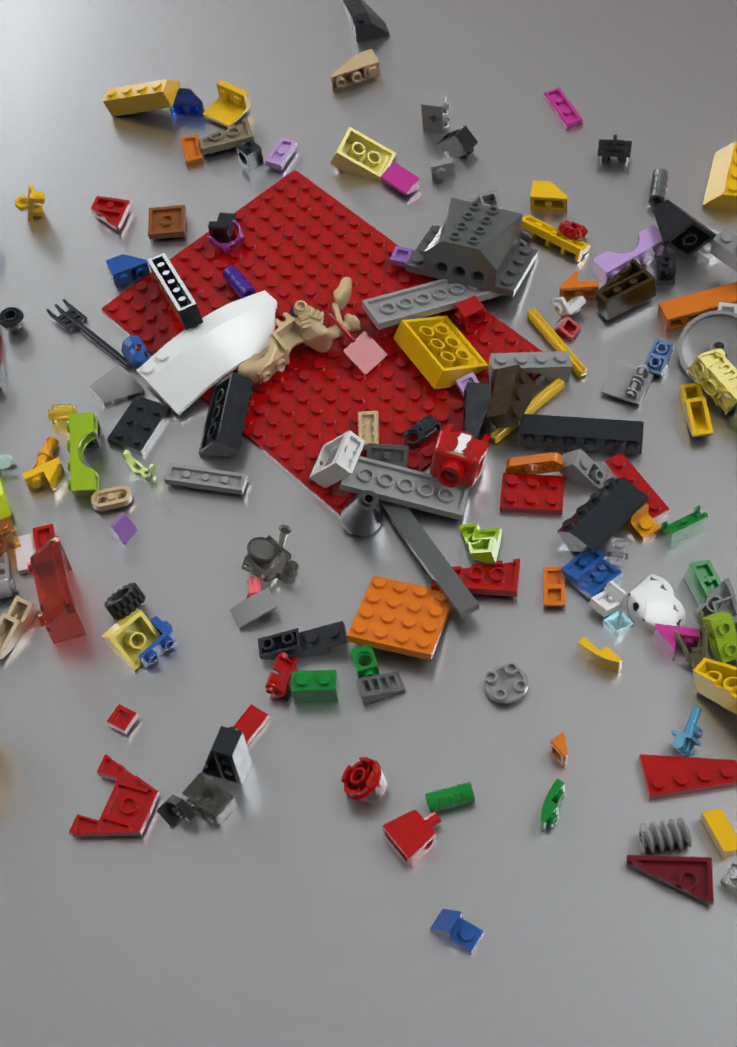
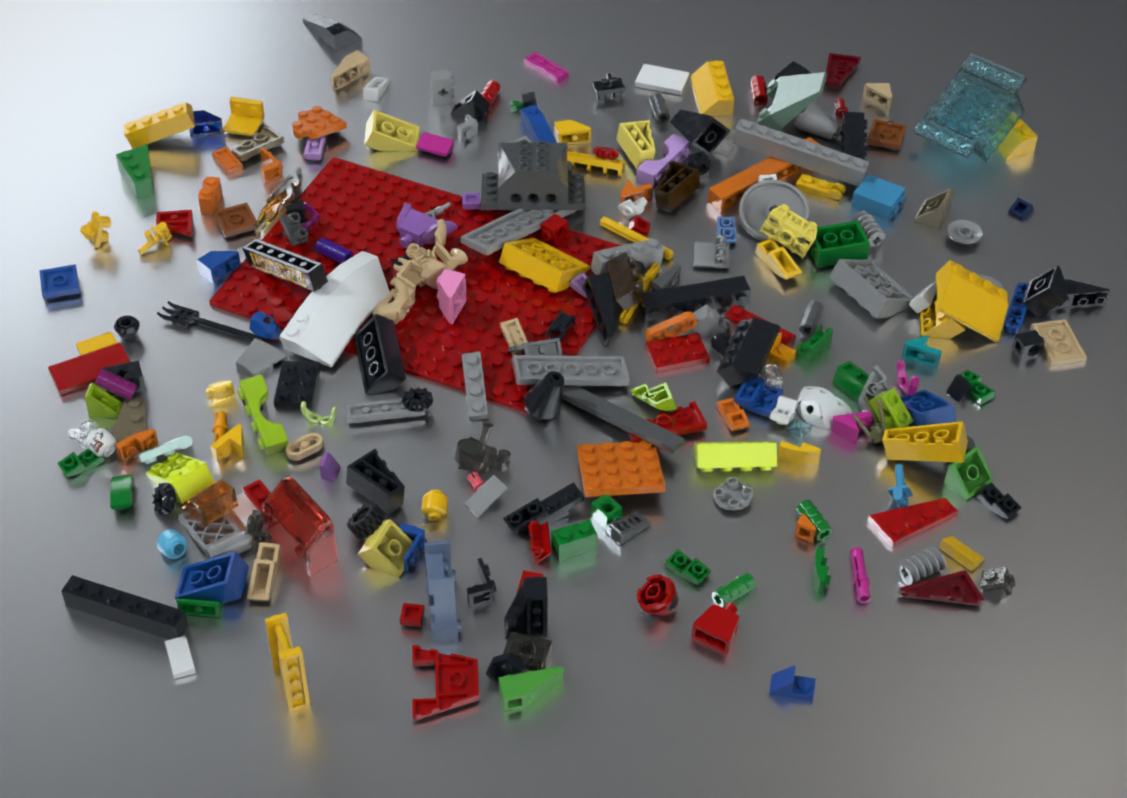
camera: 30 degrees left, 10 degrees down
(23, 578) = (255, 524): none -> clear smoke bracket
(90, 221) = (161, 233): none -> yellow arm
(101, 141) = (136, 170): none -> green wedge
(152, 686) = (441, 592): none -> sand blue wedge
(154, 188) = (210, 195): none -> orange brick
(154, 559) = (376, 482): none -> black wedge
(184, 839) = (525, 688): none -> bright green slope
(200, 603) = (434, 505): none -> yellow head
(201, 718) = (481, 593): none -> black bracket
(209, 248) = (293, 228): none -> dark grey hips
(215, 209) = (281, 195): none -> piece
(227, 173) = (273, 167): none -> orange bracket
(246, 479) = (415, 404): none -> black gear
(250, 155) = (287, 152): black brick -> none
(293, 128) = (316, 123): none -> orange plate
(301, 484) = (475, 386): none -> light grey plate
(325, 365) = (451, 293): none -> bright pink slope
(329, 271) = (418, 227): none -> medium lavender torso
(337, 459) = (511, 347): white window -> none
(353, 264) = (438, 210): none -> light grey hand
(363, 350) = (475, 276): piece -> none
(373, 98) = (375, 89): none -> white slope
(416, 754) = (683, 566): none -> green slope
(458, 457) = (605, 328): red piece -> none
(485, 129) = (491, 91): none -> red axle
(515, 183) = (536, 125): none -> blue slope
(521, 150) = (528, 100): none -> piece
(530, 636) = (735, 454): none -> neon yellow slope
(562, 404) = (667, 280): none -> dark grey slope
(575, 741) = (823, 529): none -> green axle
(580, 495) = (719, 344): none -> black cone
(590, 832) = (861, 581): none -> dark pink pin
(610, 224) = (636, 141): none -> light yellow wedge
(681, 150) = (662, 79): none -> white tile
(697, 492) = (811, 318): none -> dark grey axle

